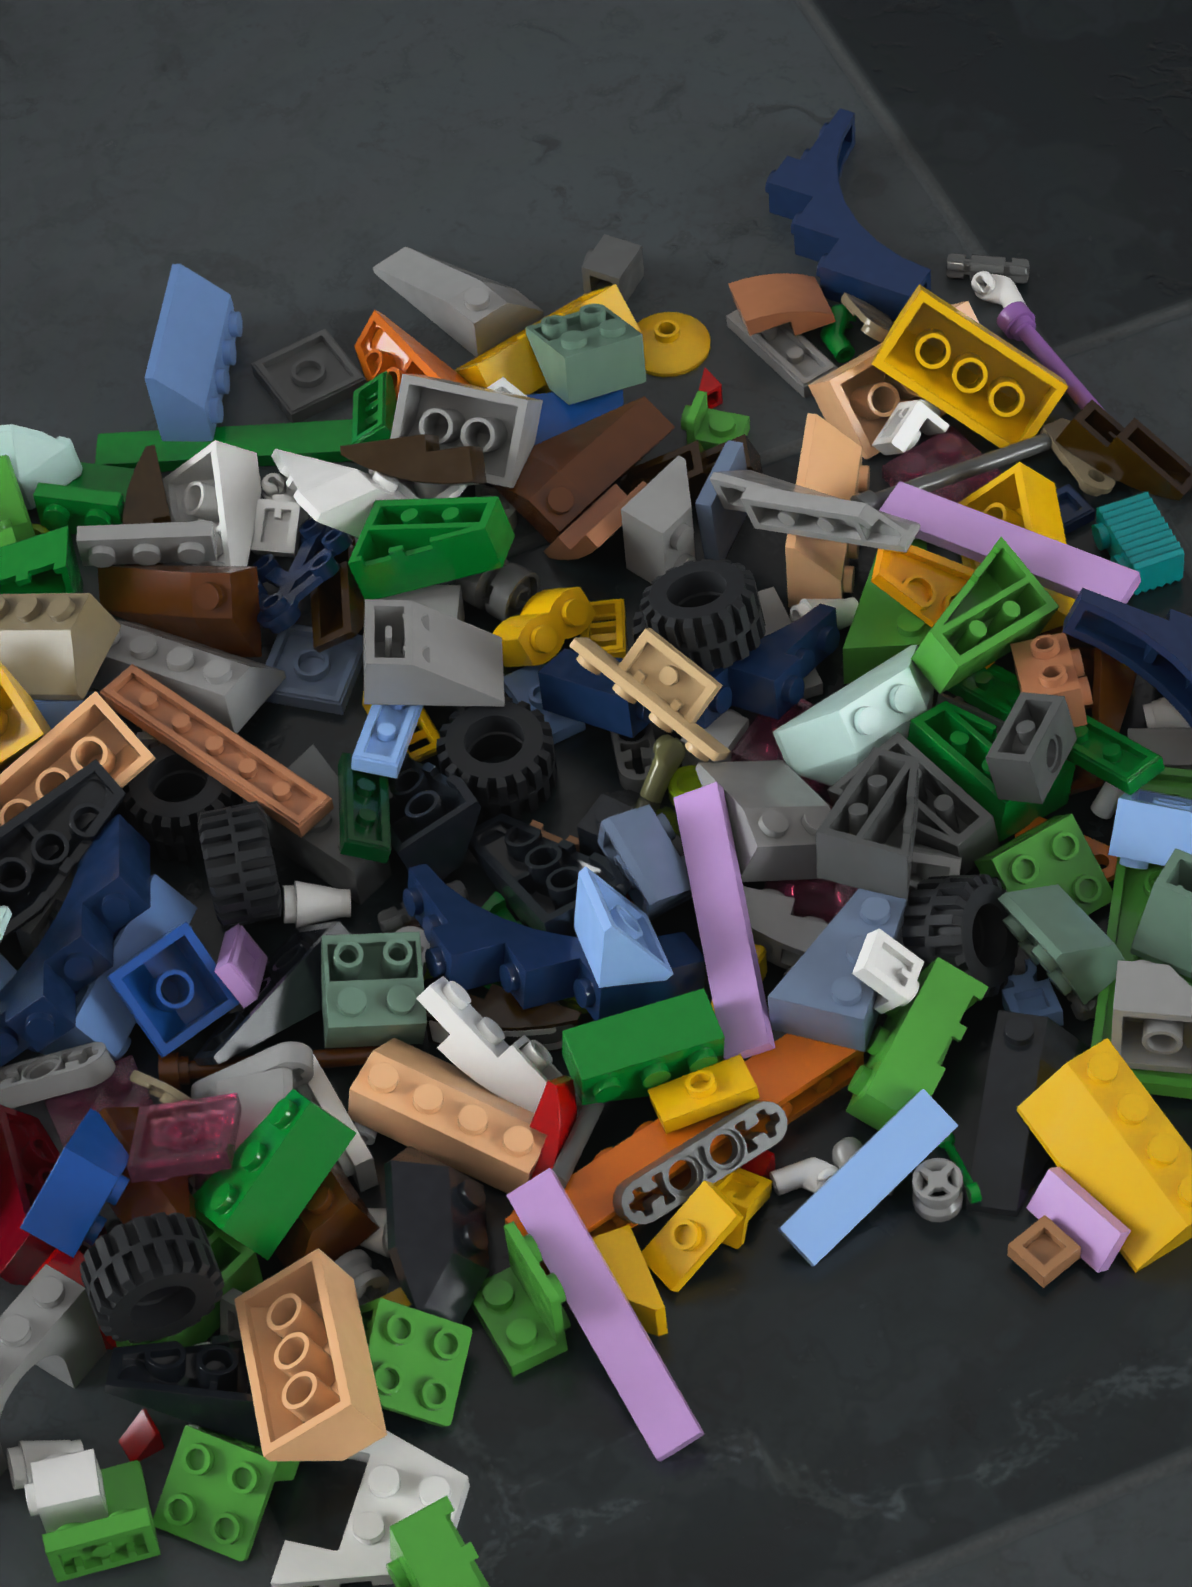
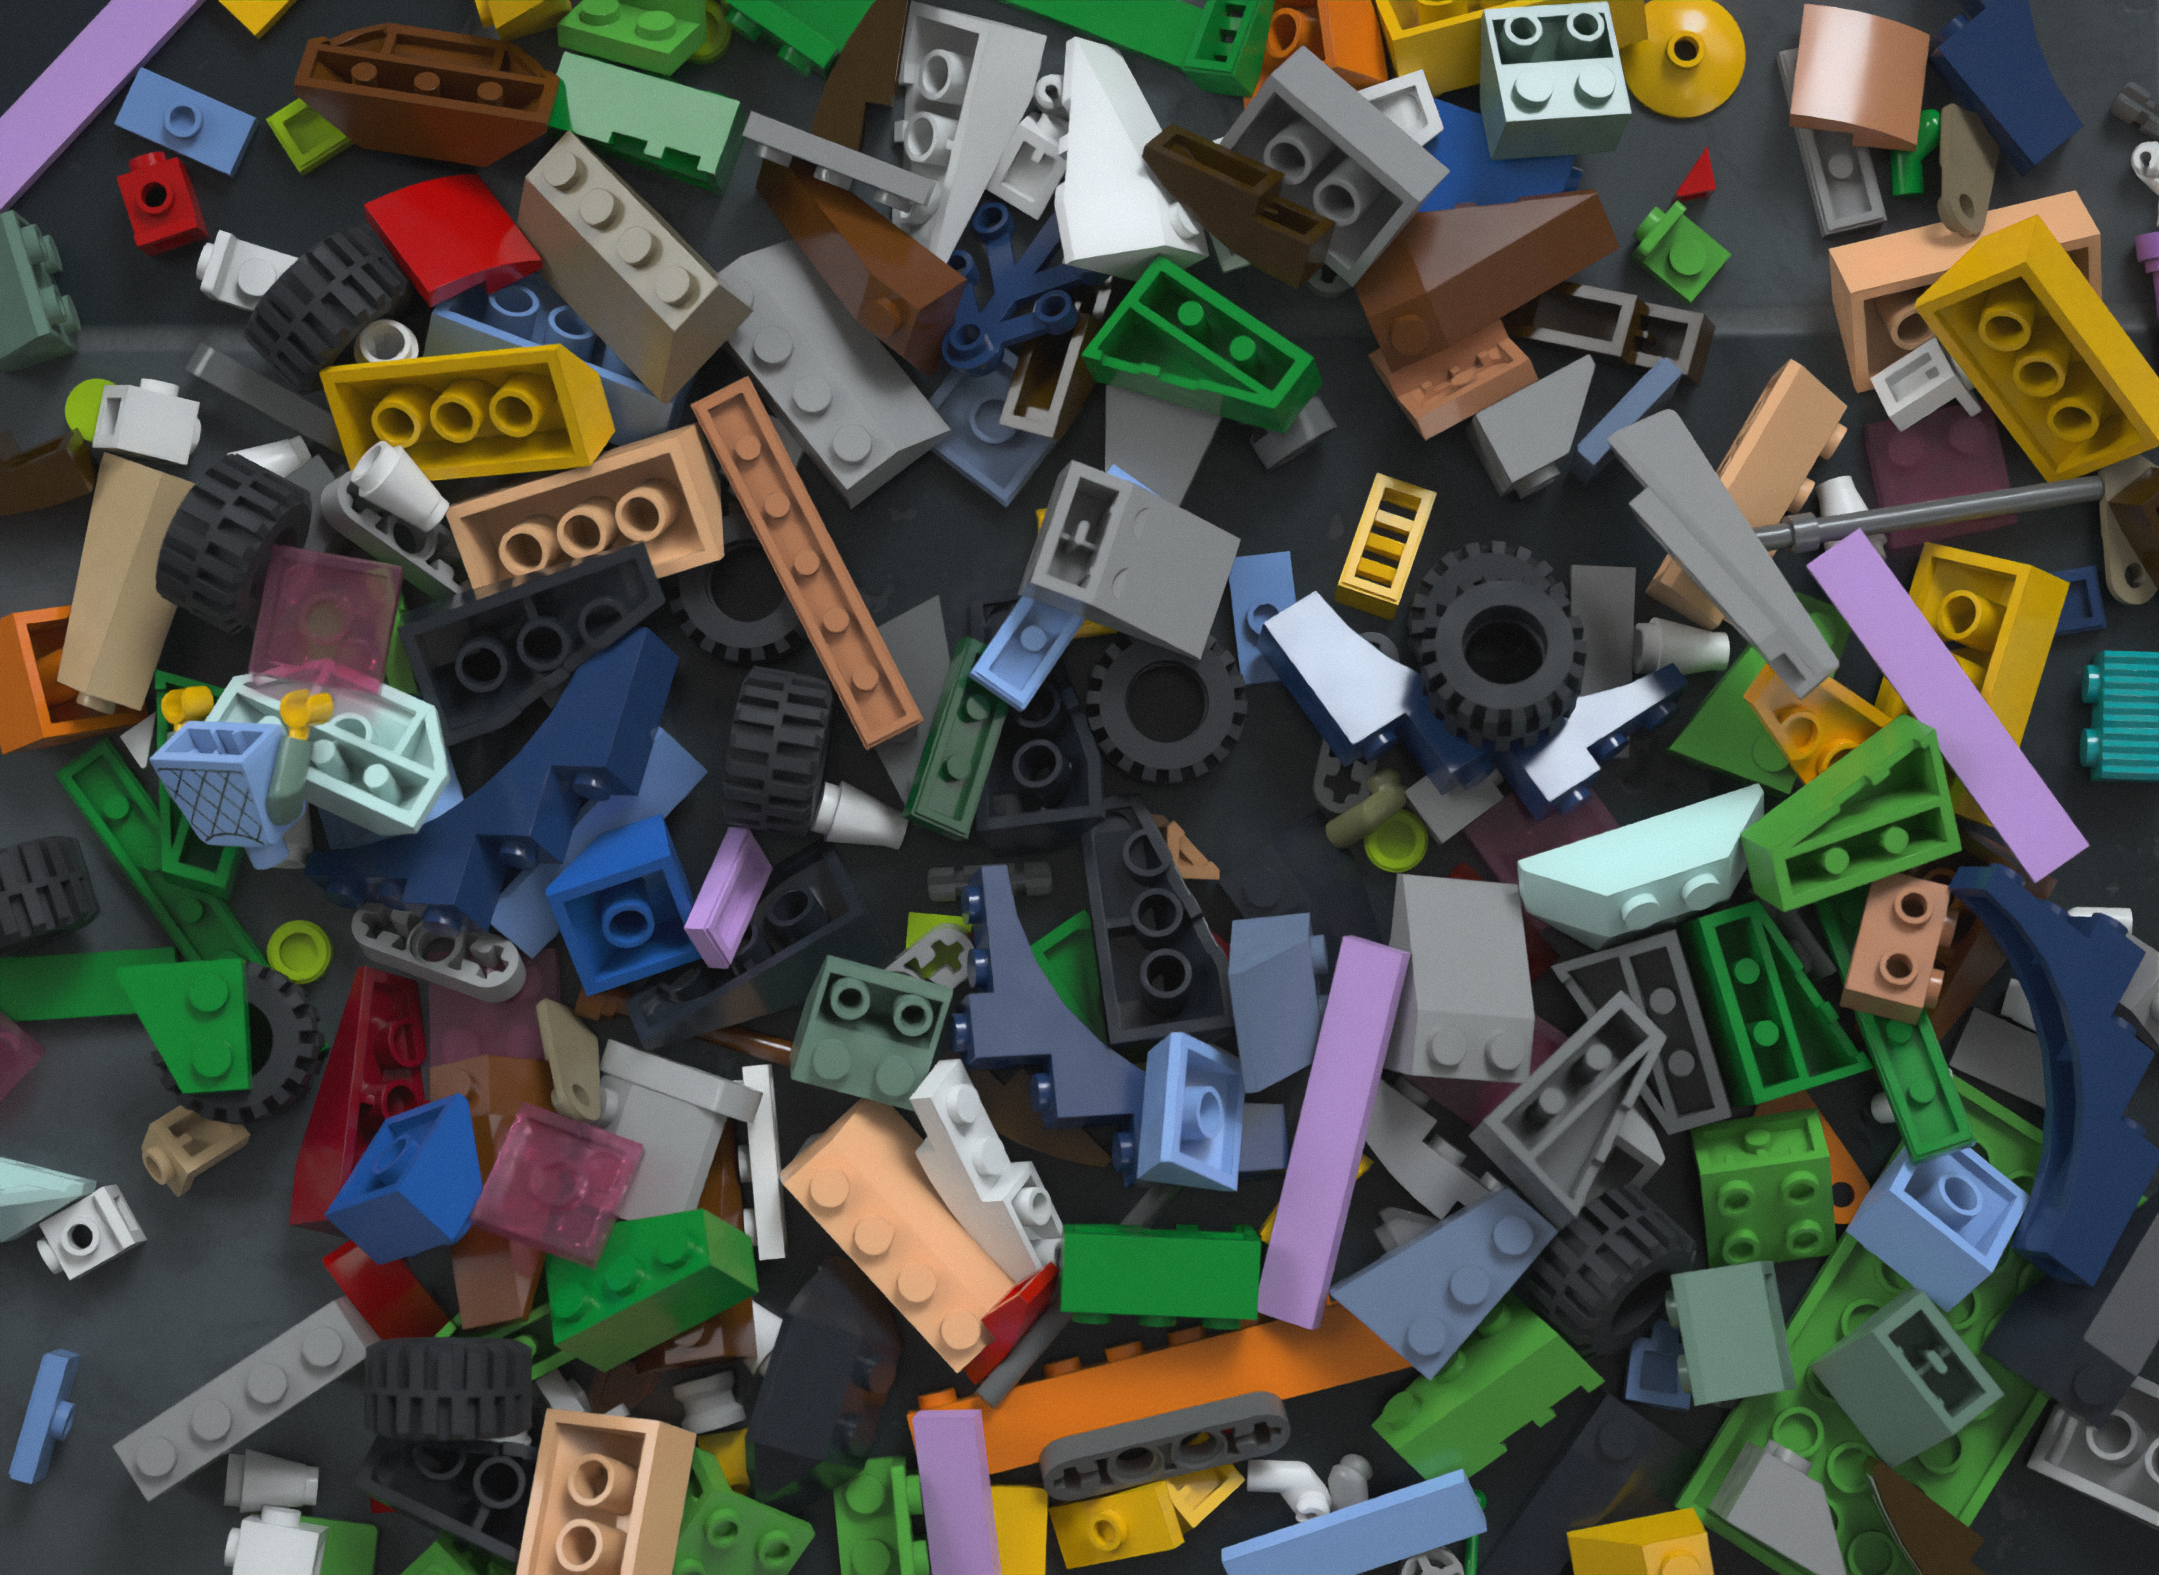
camera: 15 degrees right, 35 degrees up
(544, 625) = (1308, 513): yellow brick -> none
(663, 683) = (1397, 759): tan bracket -> none
(703, 1094) = (1206, 1359): yellow plate -> none
(888, 970) = (1487, 1337): white bracket -> none
(1031, 747) = (1820, 1062): dark grey brick -> none

